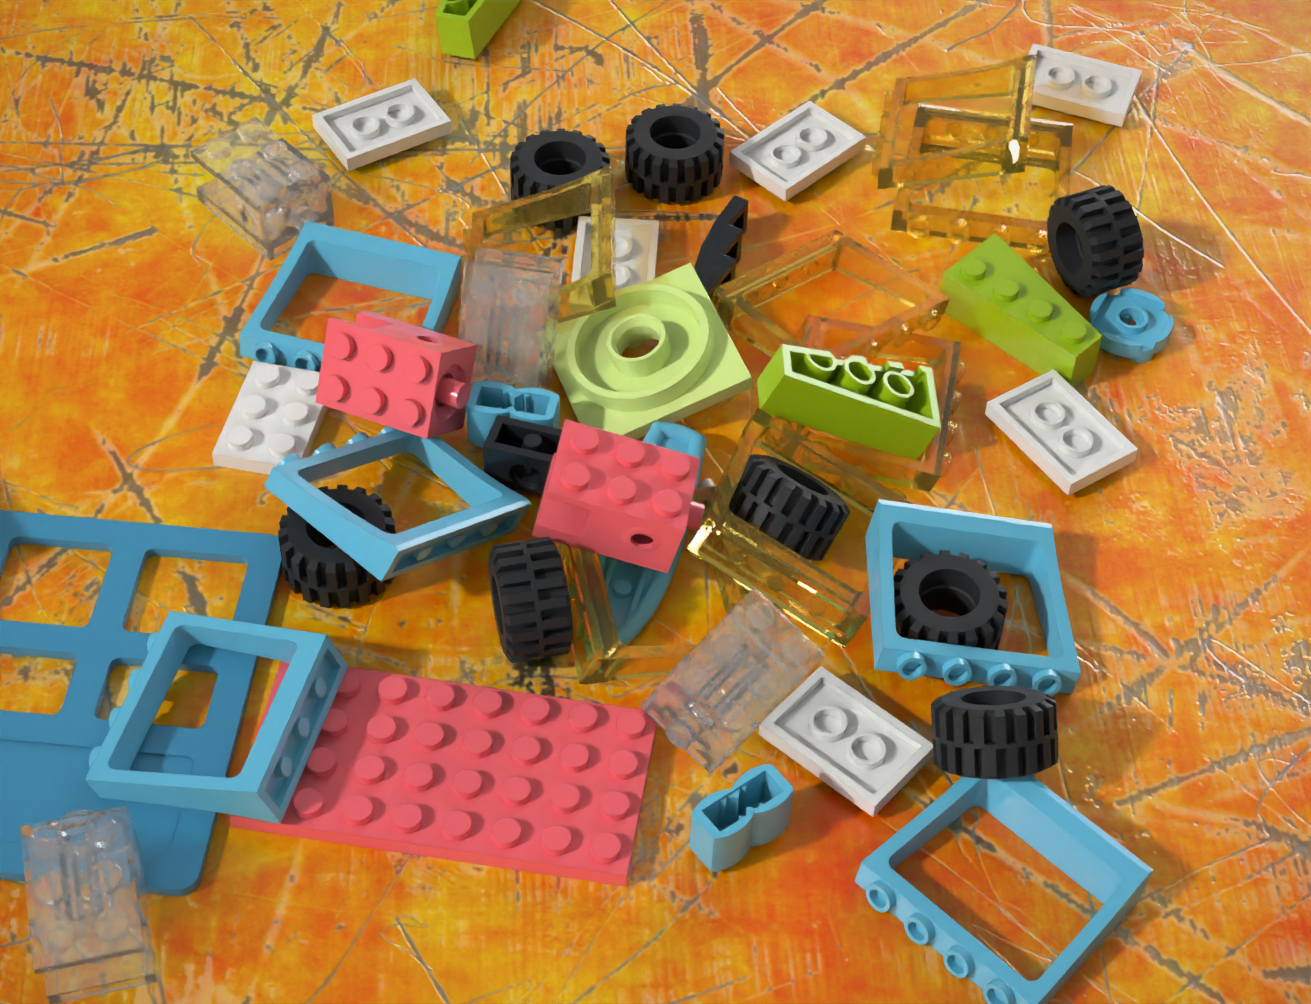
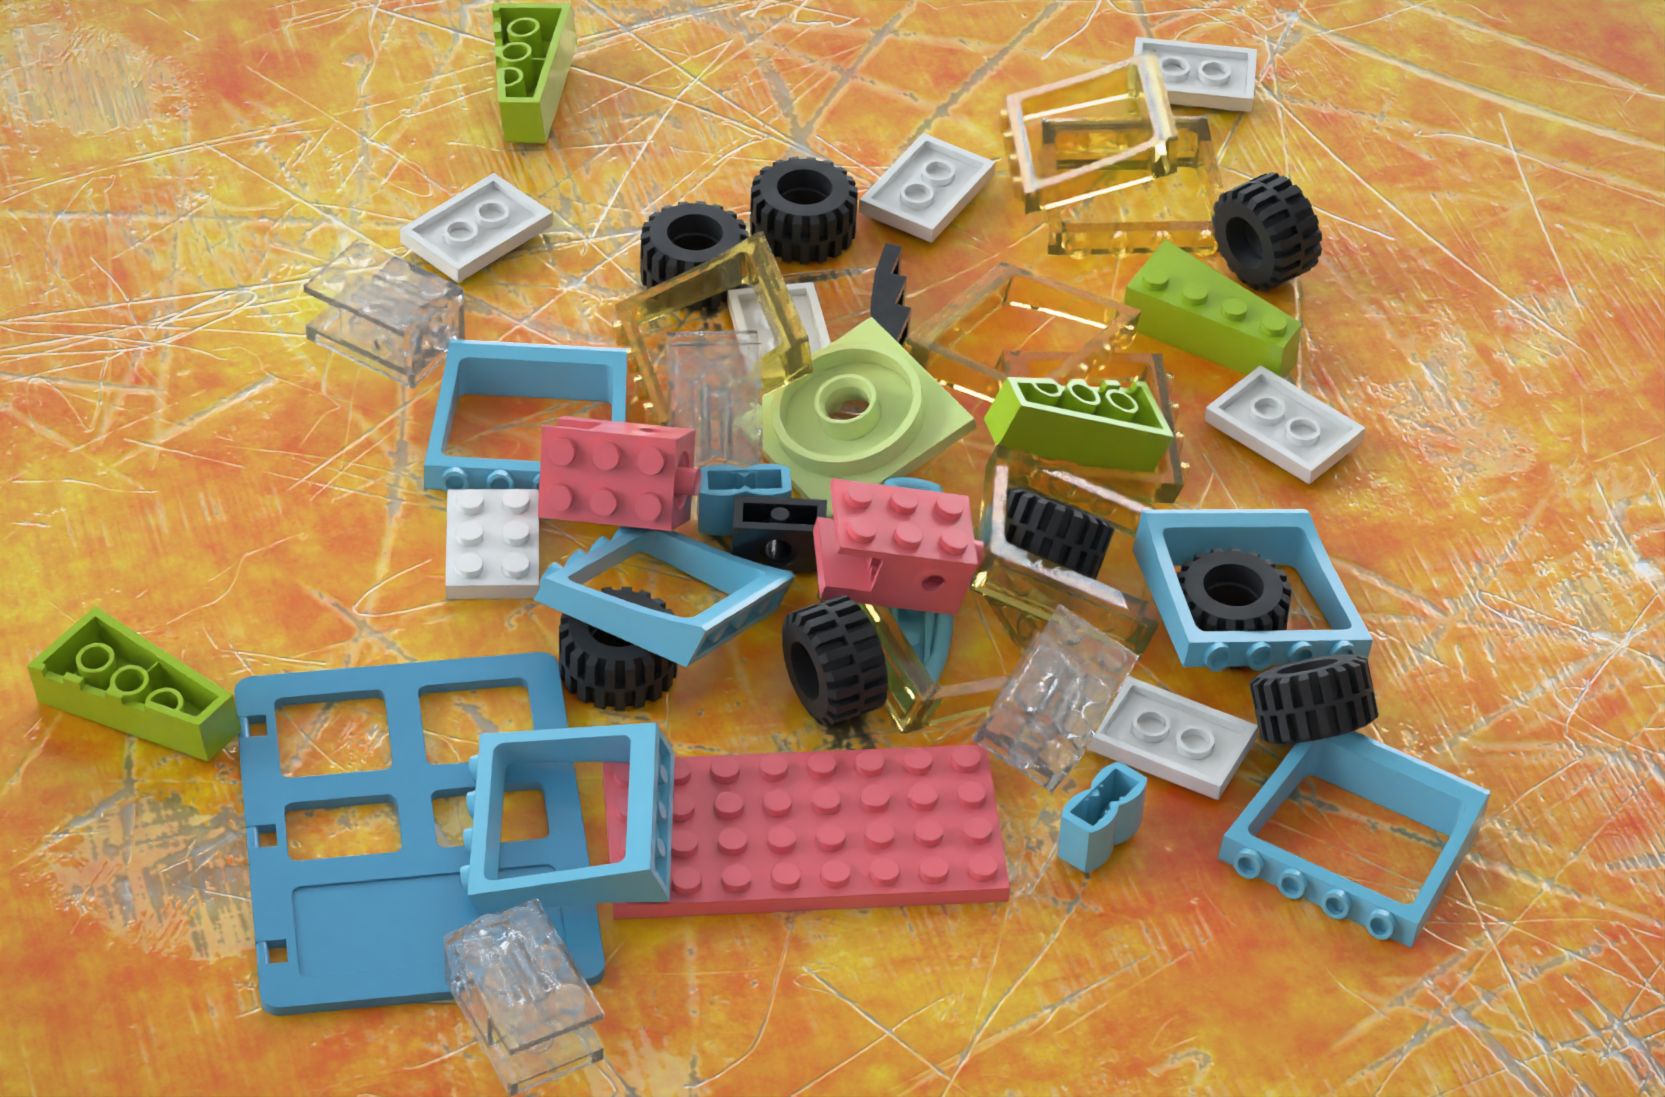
camera: 15 degrees left, 5 degrees down
(1136, 341) = (1328, 326): medium azure plate -> none

